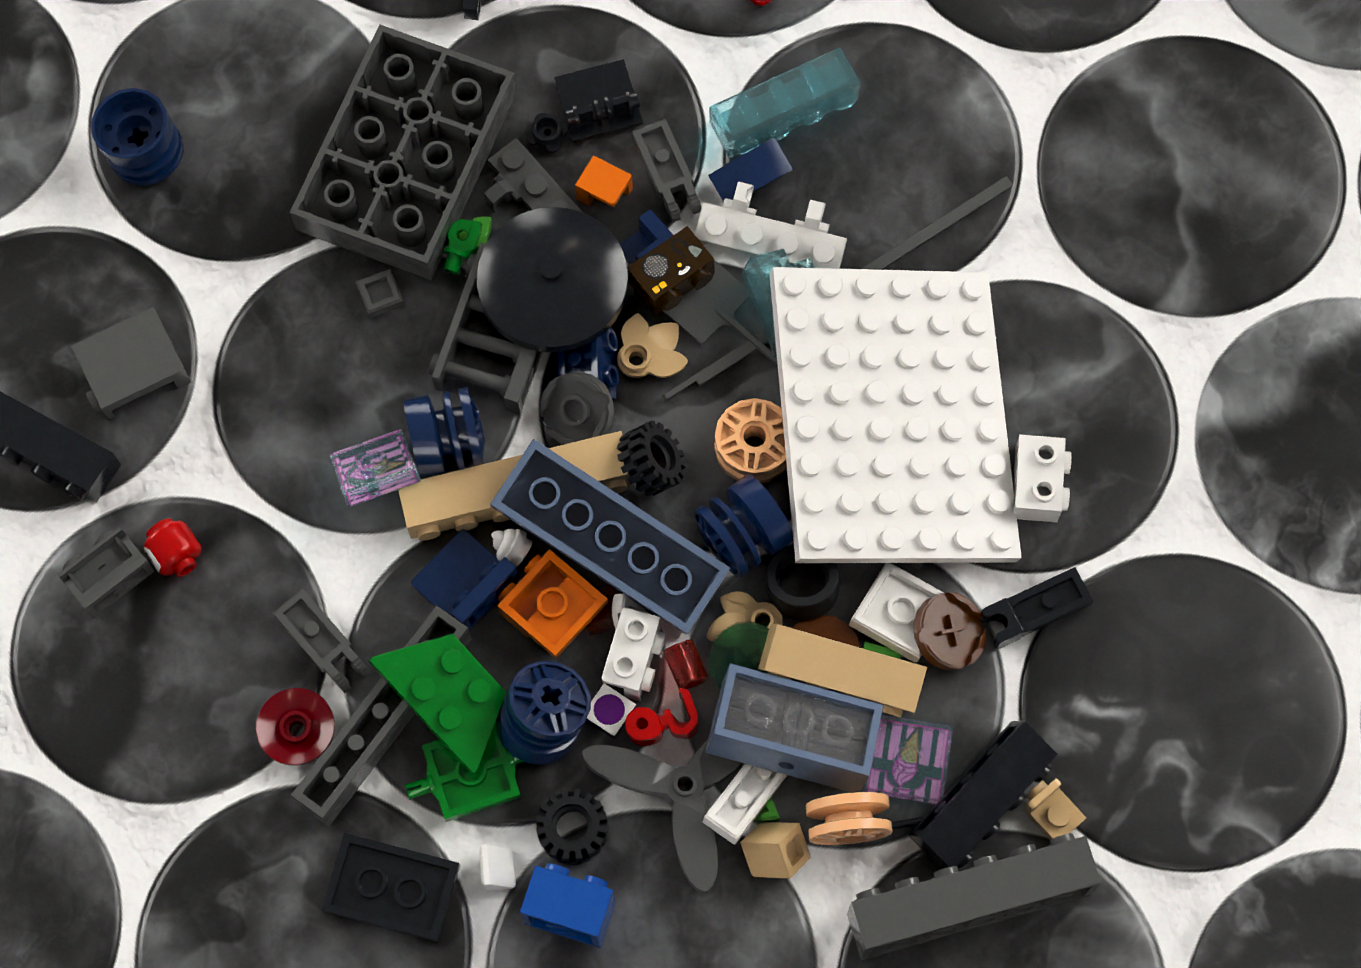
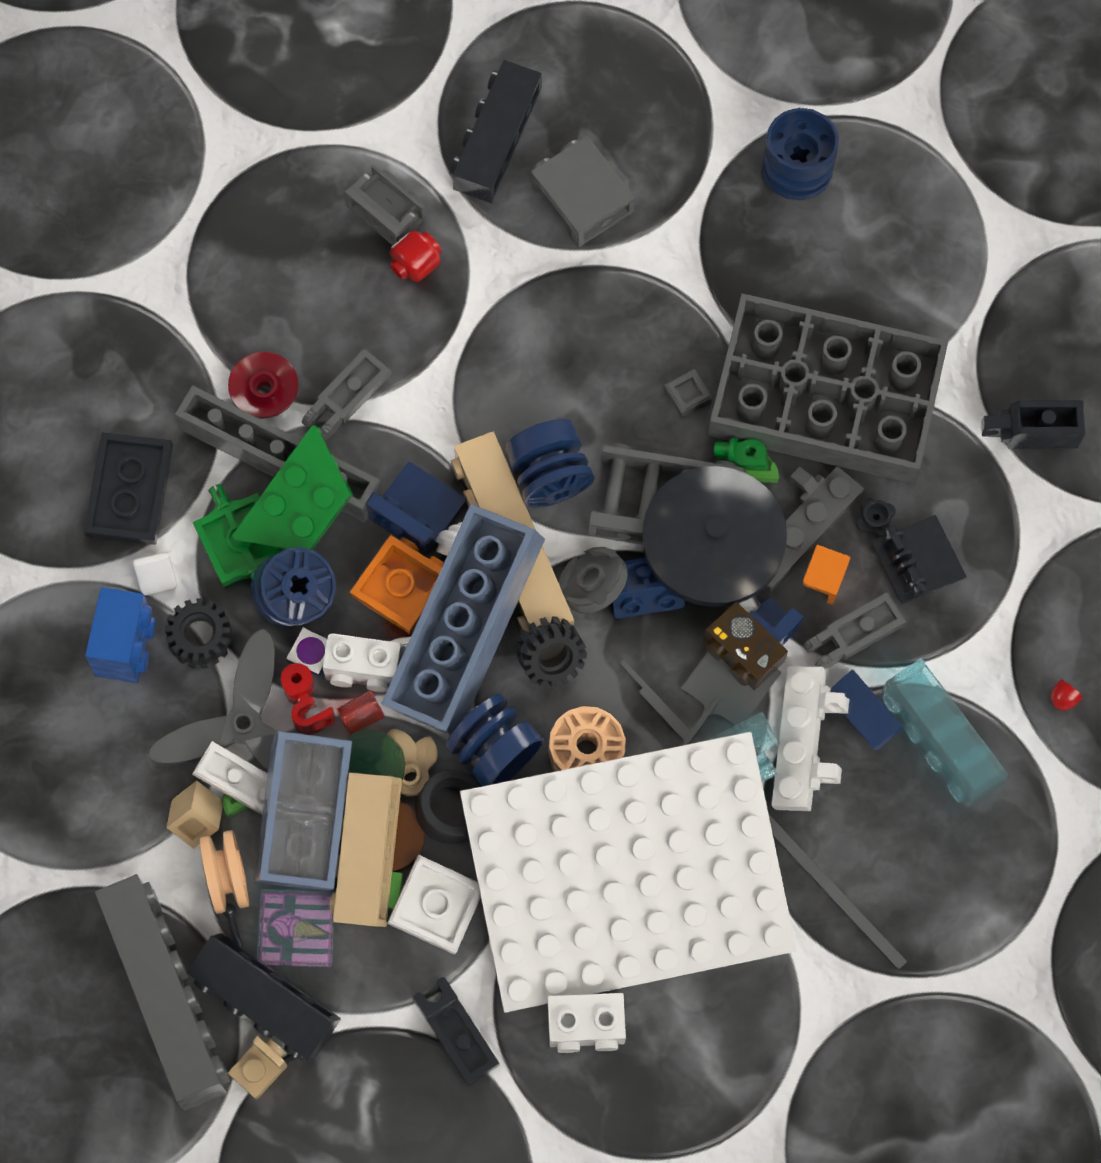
camera: 80 degrees right, 0 degrees up
(374, 468) = (506, 407): clear light blue tile -> none
(653, 345) = (674, 643): tan plate -> none
(949, 631) = (420, 949): reddish brown tile -> none

